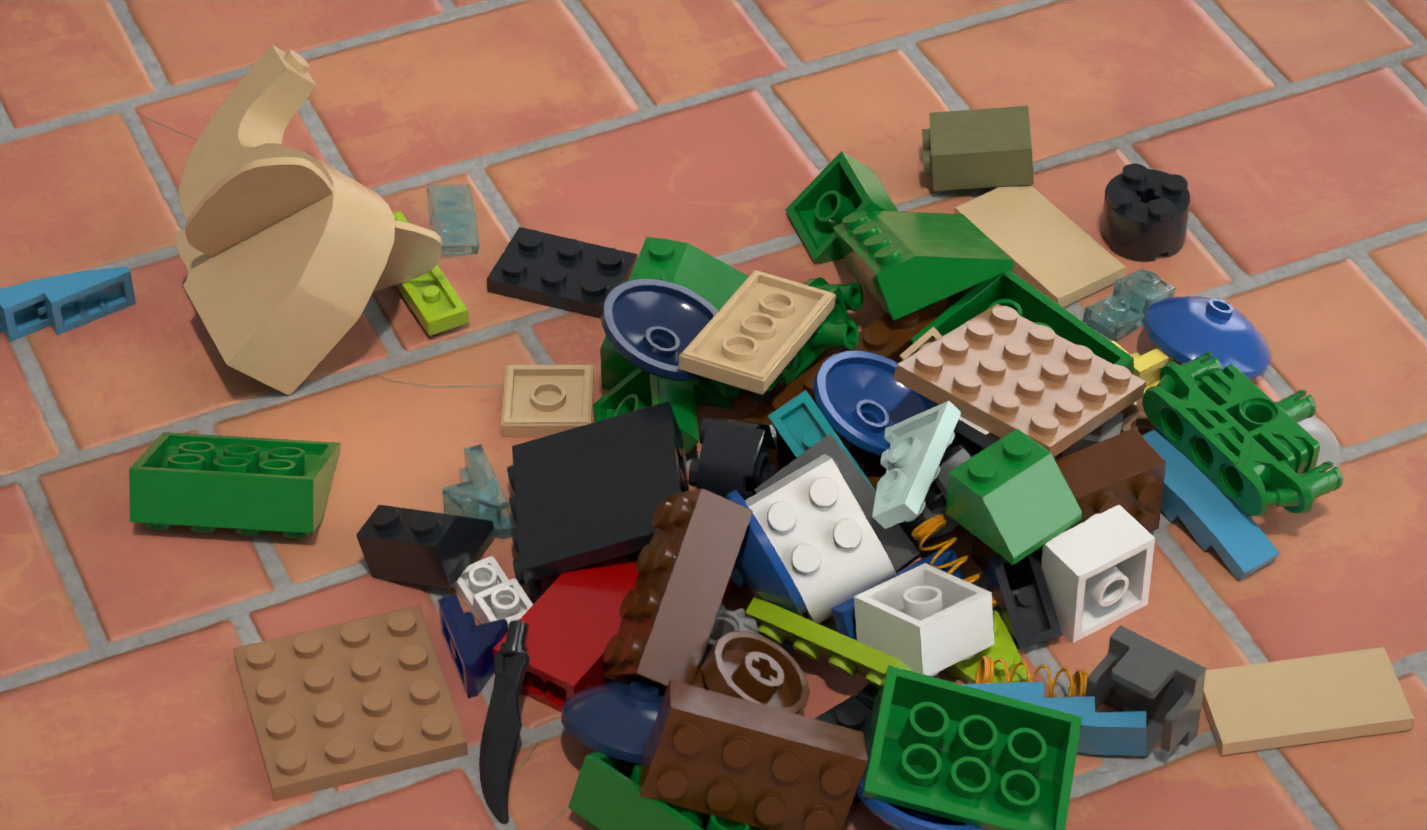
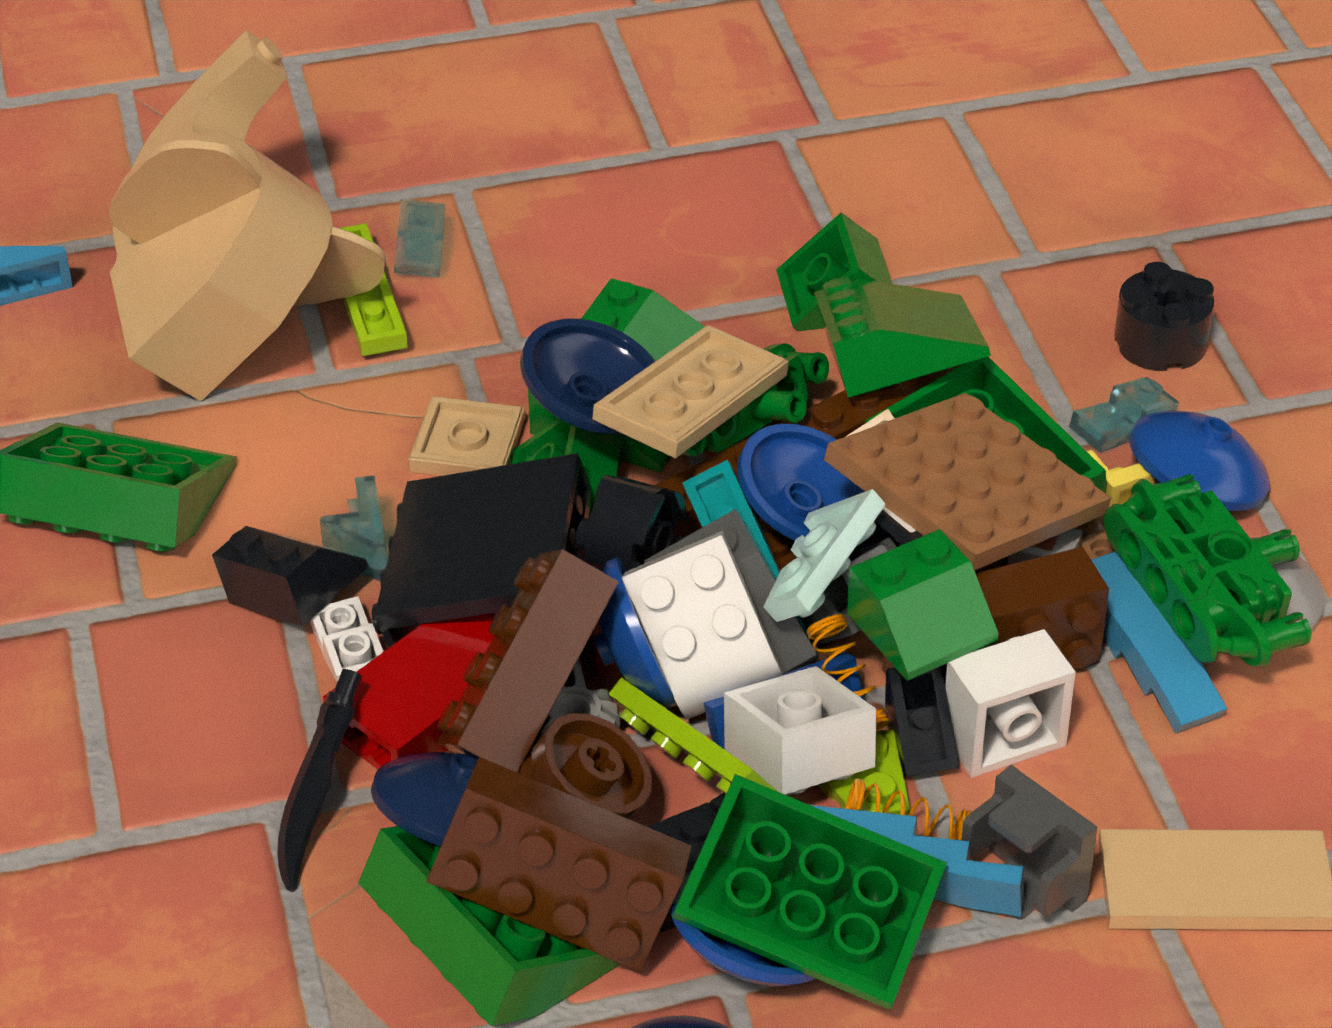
camera: 10 degrees right, 0 degrees up
(349, 702) = (161, 735): medium nougat plate -> none
(470, 644) = (304, 688): clear blue slope -> none
(559, 272) = (510, 301): black plate -> none
(978, 148) = (997, 228): olive brick -> none
(1043, 243) = (1043, 337): tan tile -> none

